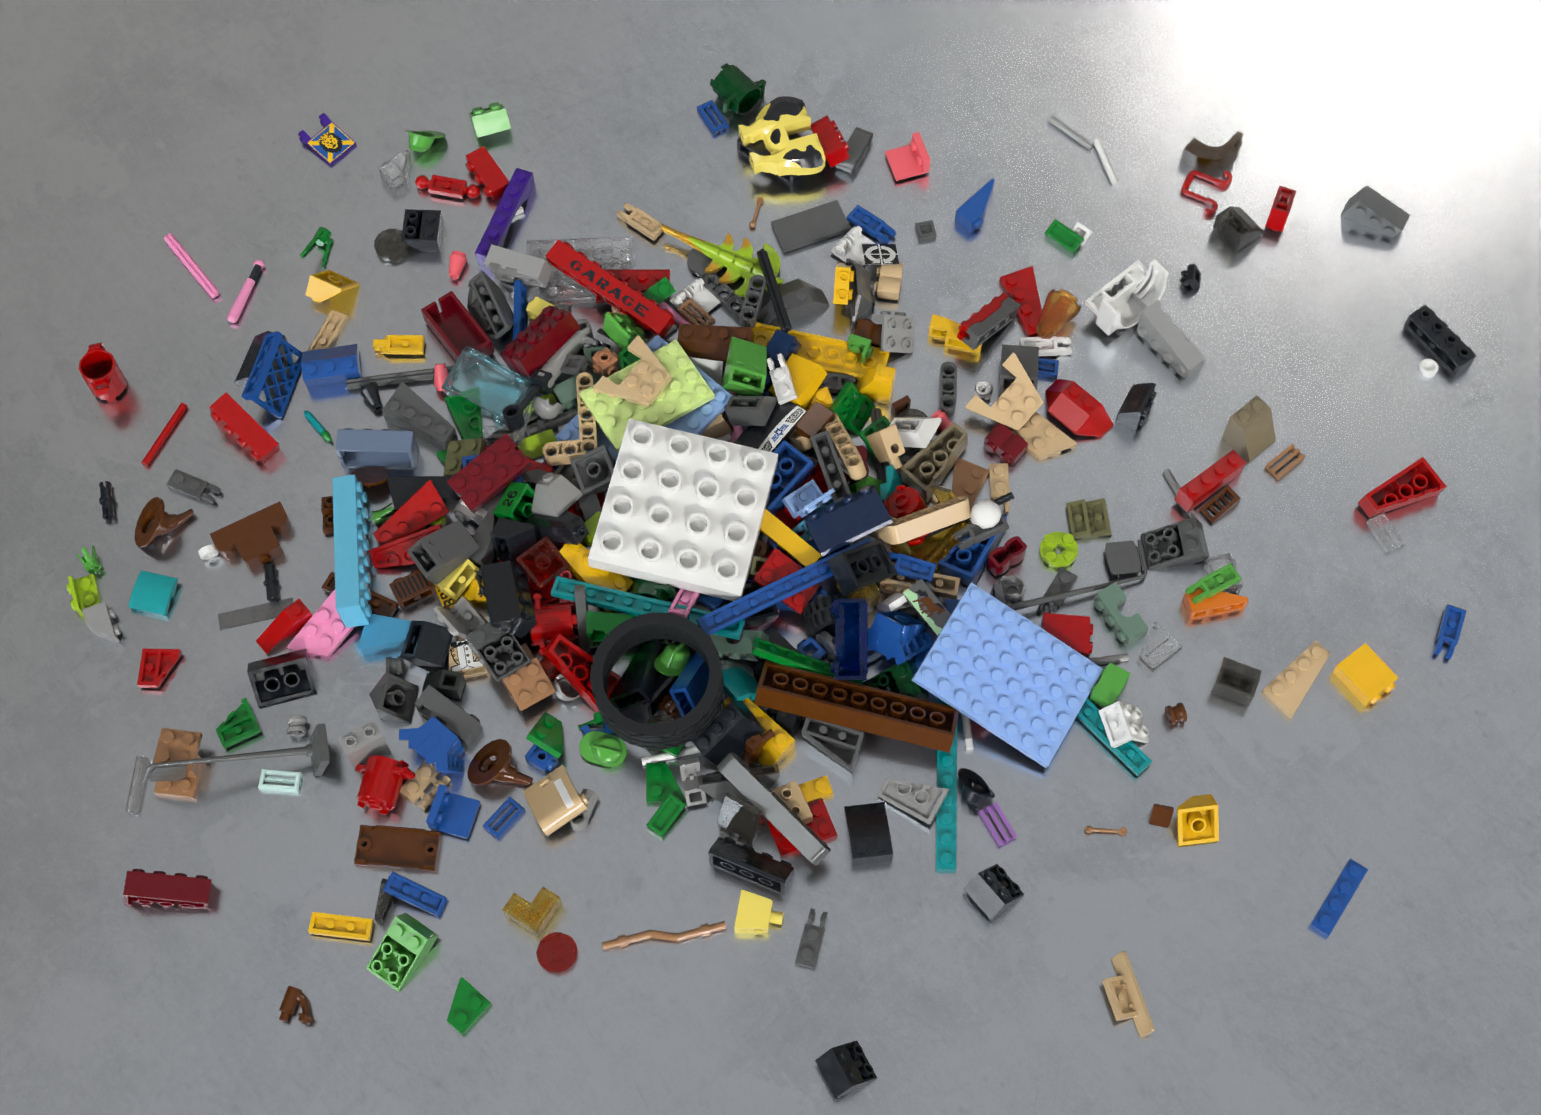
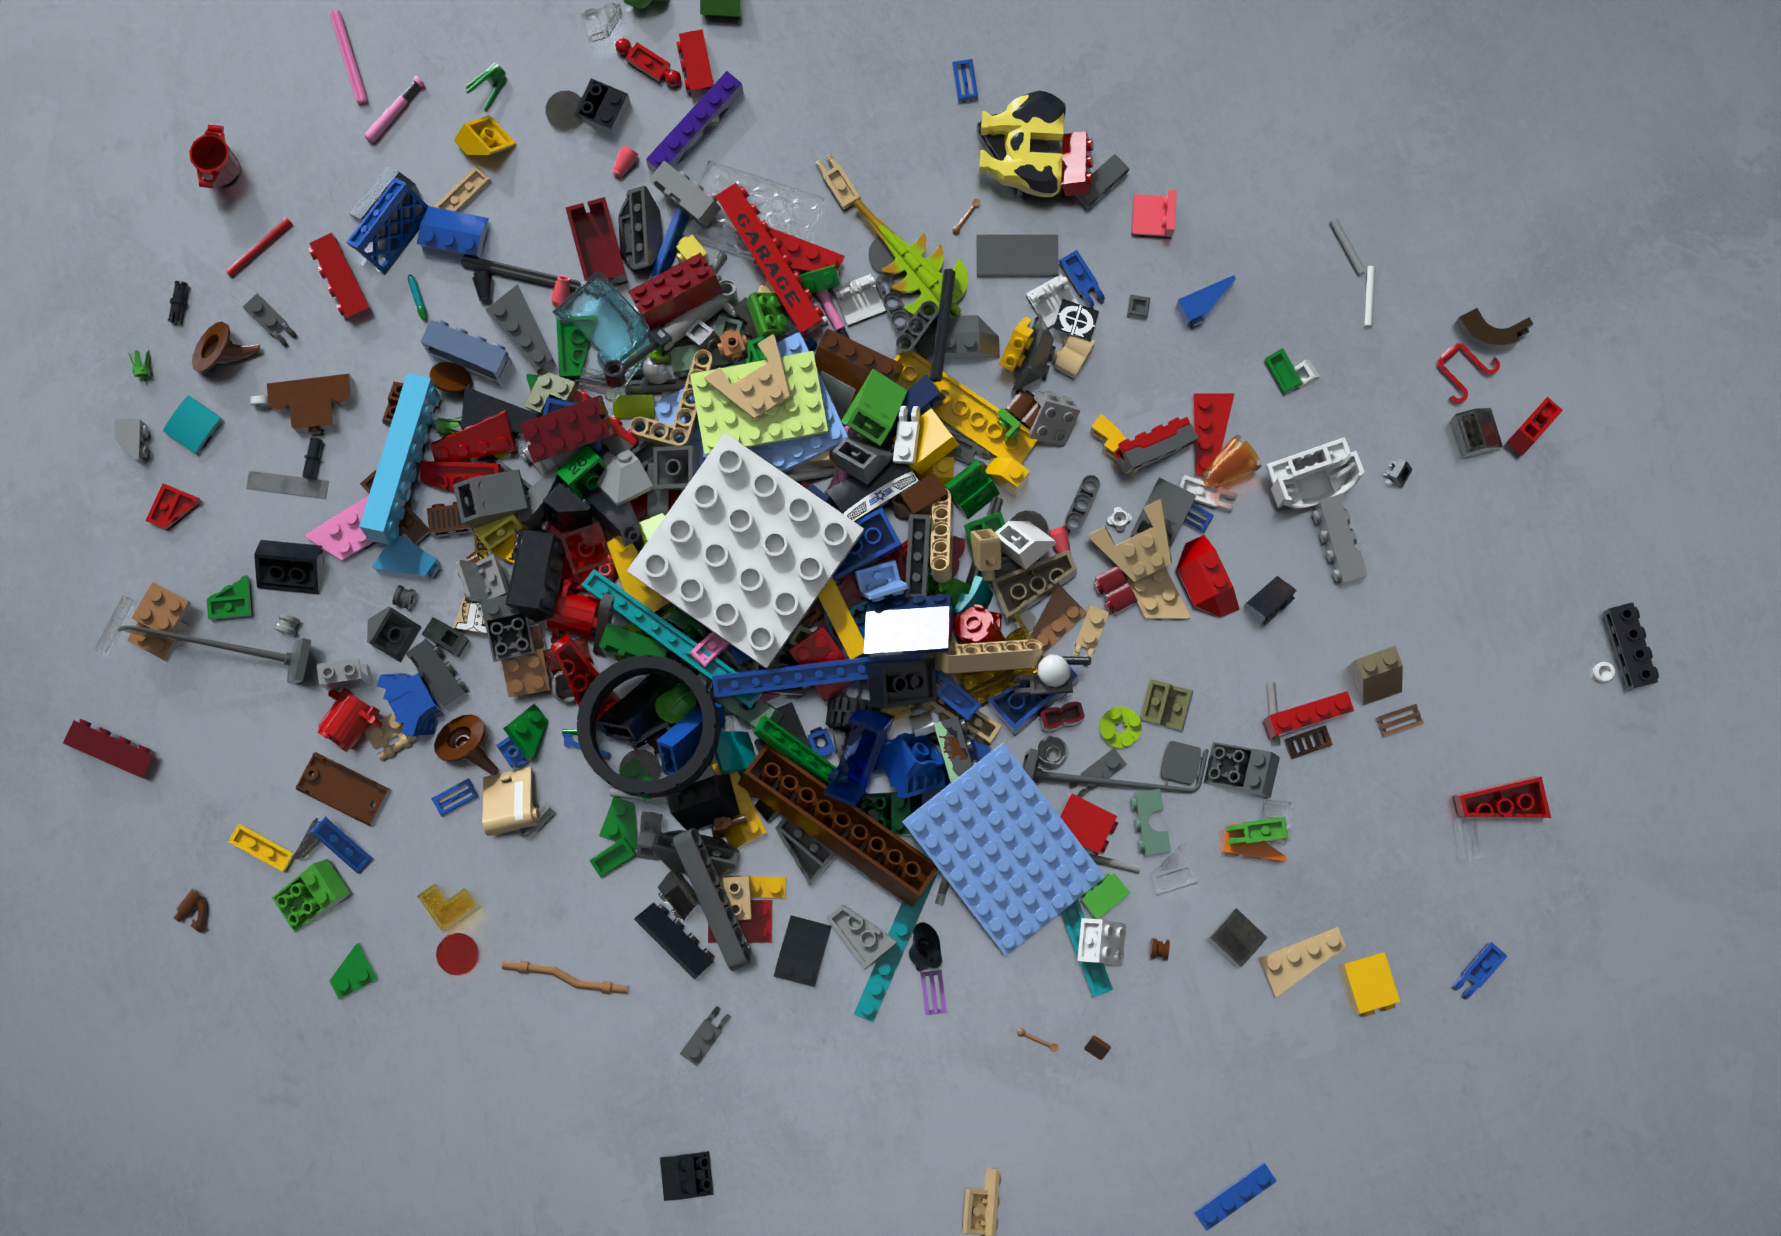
camera: 20 degrees right, 15 degrees up
(84, 592) = (124, 399): lime bracket -> none
(284, 627) = (309, 512): red slope -> none
(298, 775) = (269, 682): light aqua tile -> none
(400, 344) = (533, 235): yellow hinge -> none
(426, 644) = (440, 589): black slope -> none
(452, 813) = (407, 775): blue bracket -> none
(603, 749) = (572, 764): bright green piece -> none
(711, 321) = (859, 334): medium nougat tile -> none
(737, 90) = (1002, 61): dark green container -> none
(755, 914) = (660, 991): light yellow torso -> none
(900, 405) = (1022, 505): reddish brown tile -> none
(993, 891) = (899, 1059): black slope -> none
(1198, 820) = (1130, 1066): yellow slope -> none
(1375, 212) = (1634, 472): dark grey wedge -> none

